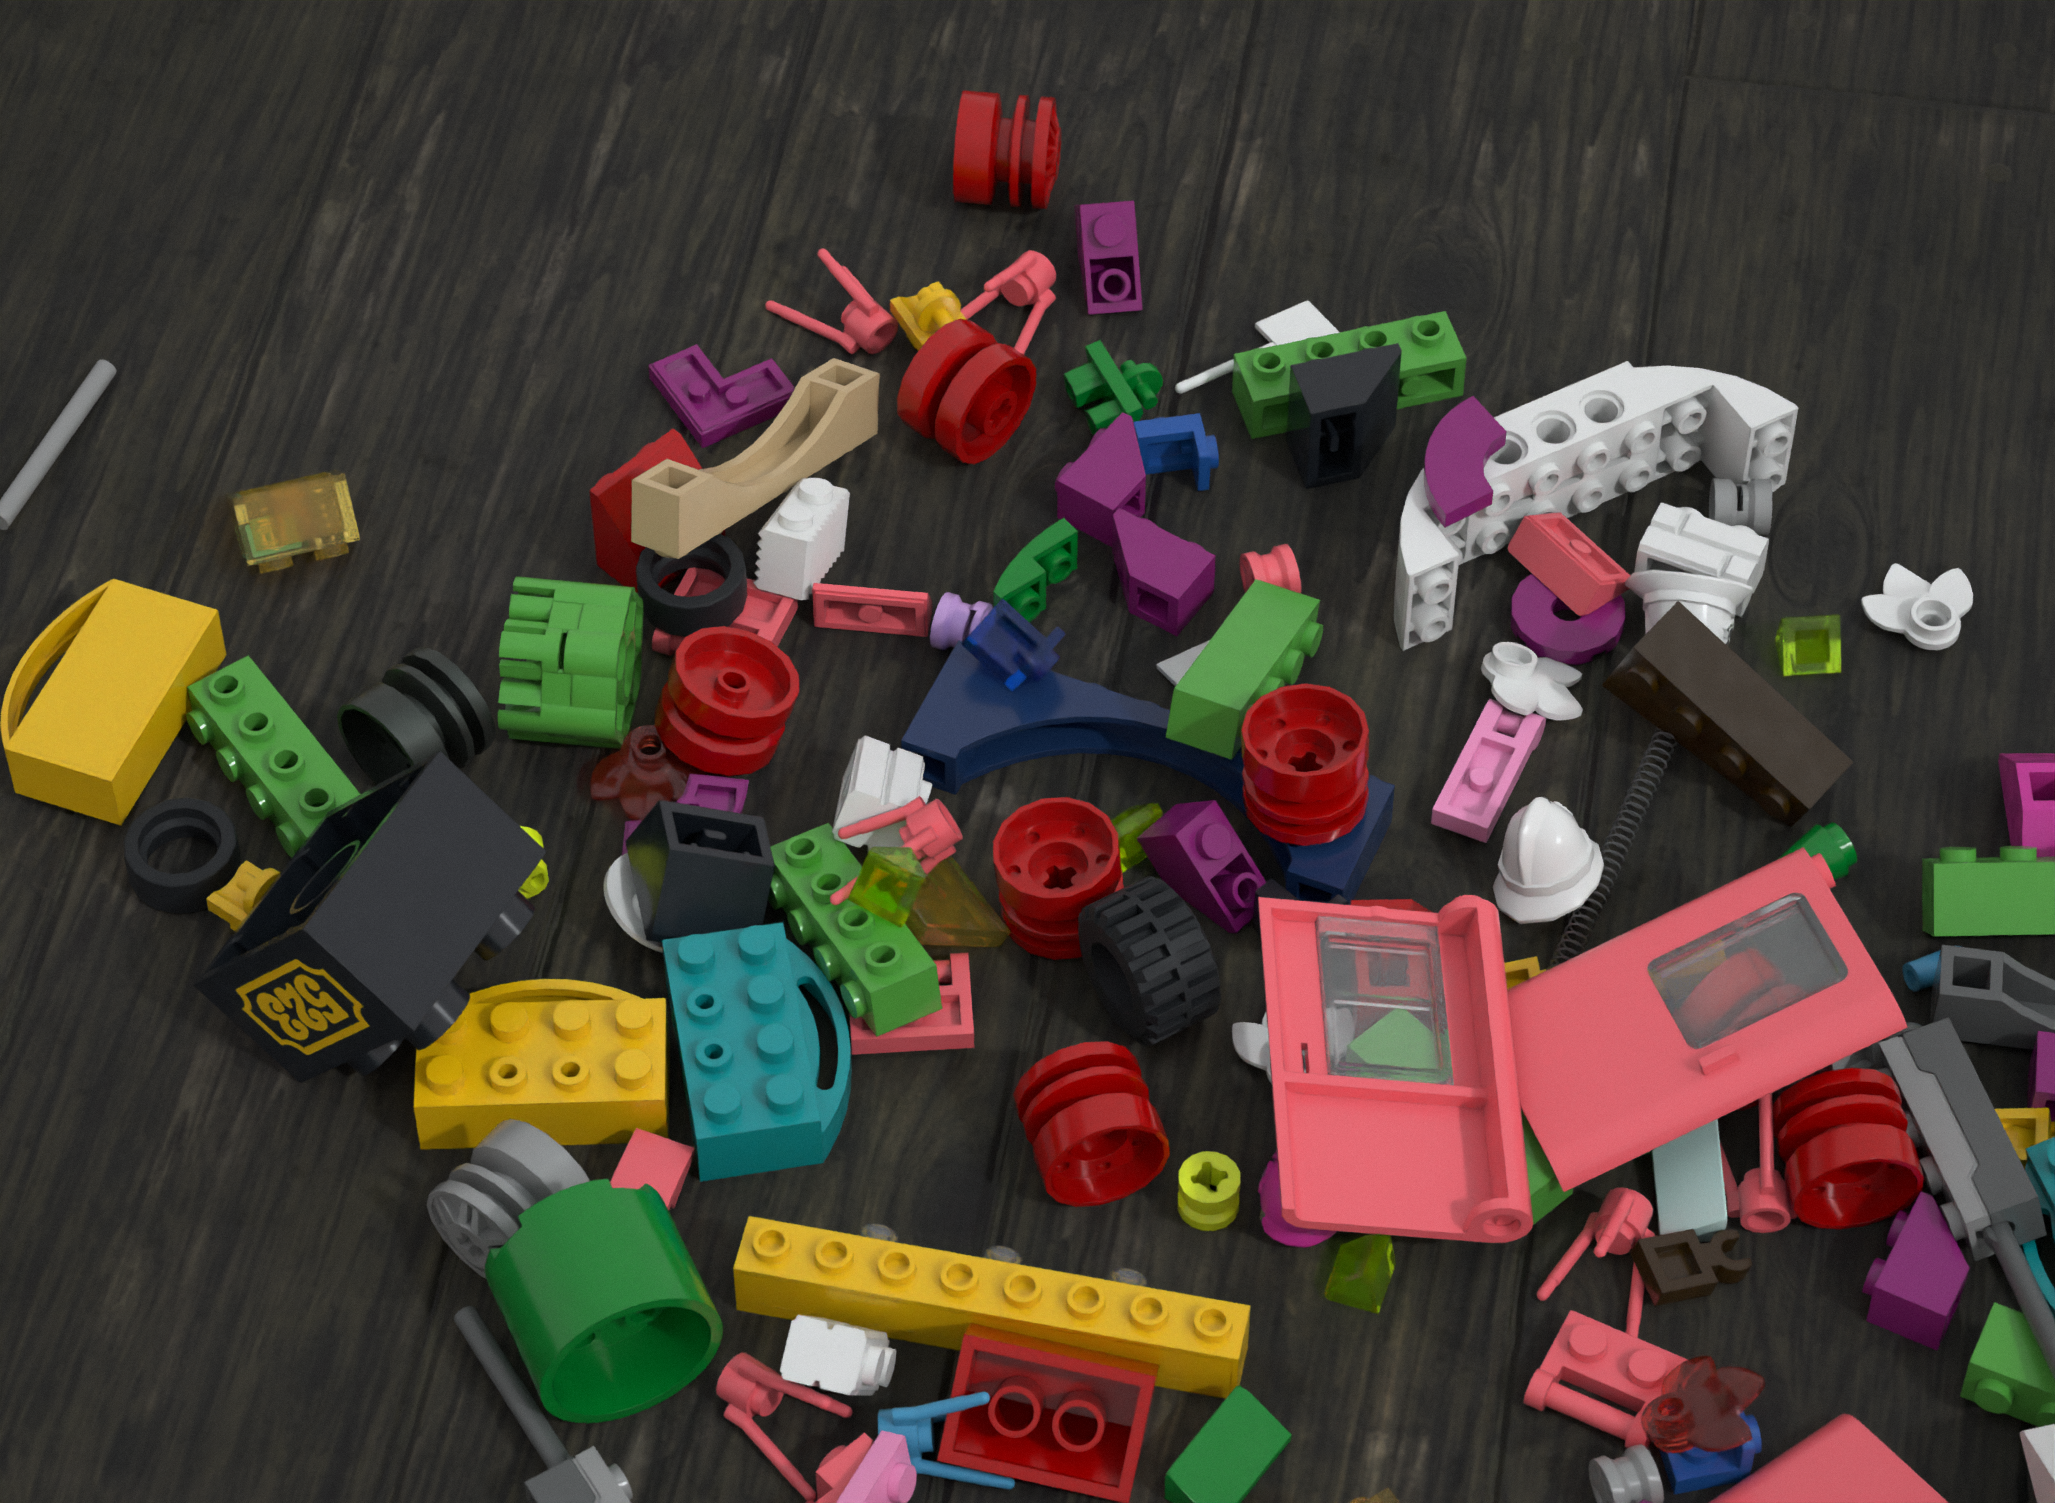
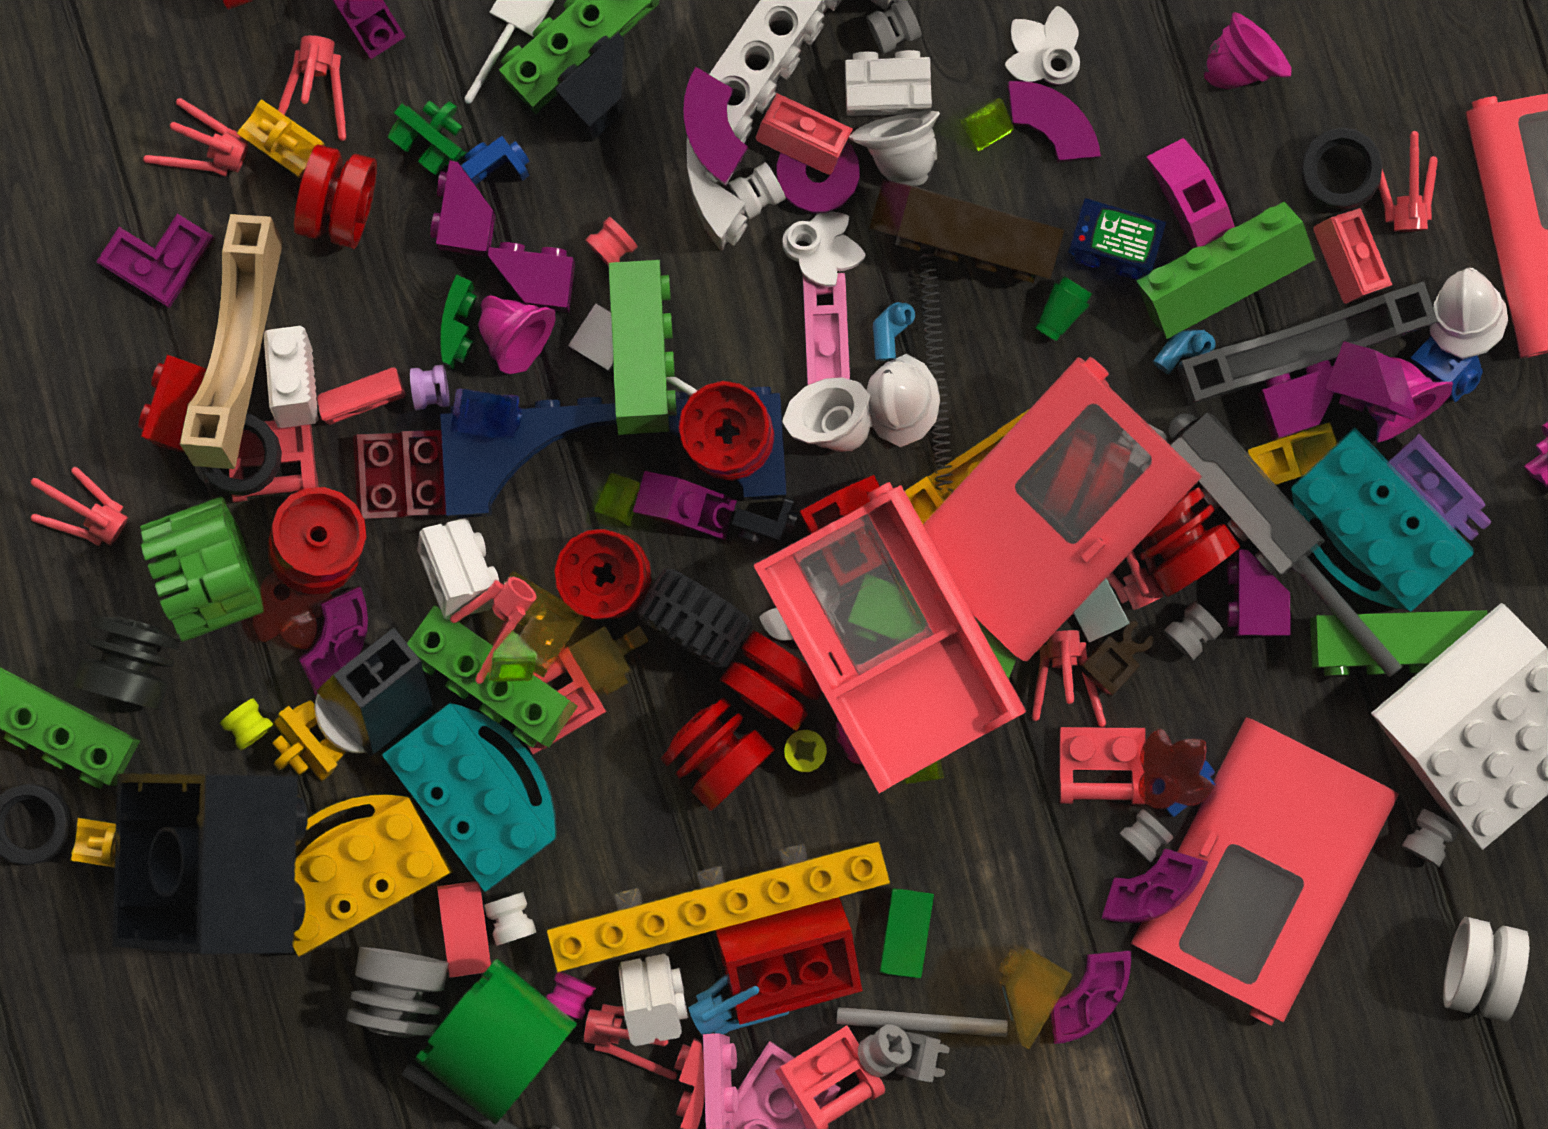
camera: 30 degrees left, 35 degrees up
(483, 598) = (103, 522): none -> coral plant
(567, 912) = (296, 728): none -> yellow hips
(708, 1206) = (509, 918): none -> white wheel
(742, 1324) = (571, 994): none -> dark pink wheel
(863, 696) = (399, 474): none -> dark red slope
(1007, 978) = (603, 658): none -> clear yellow brick
(1105, 608) = (514, 332): none -> dark pink piece
(1211, 1074) = (771, 685): none -> red wheel
(1450, 844) = (830, 414): none -> white piece
(1483, 596) = (764, 184): none -> white wheel
(1583, 791) = (888, 326): none -> dark azure arm
(1812, 1273) = (1195, 628): none -> light grey wheel
(1898, 676) = (1054, 118): none -> magenta tile
(1915, 810) = (1116, 239): none -> brick

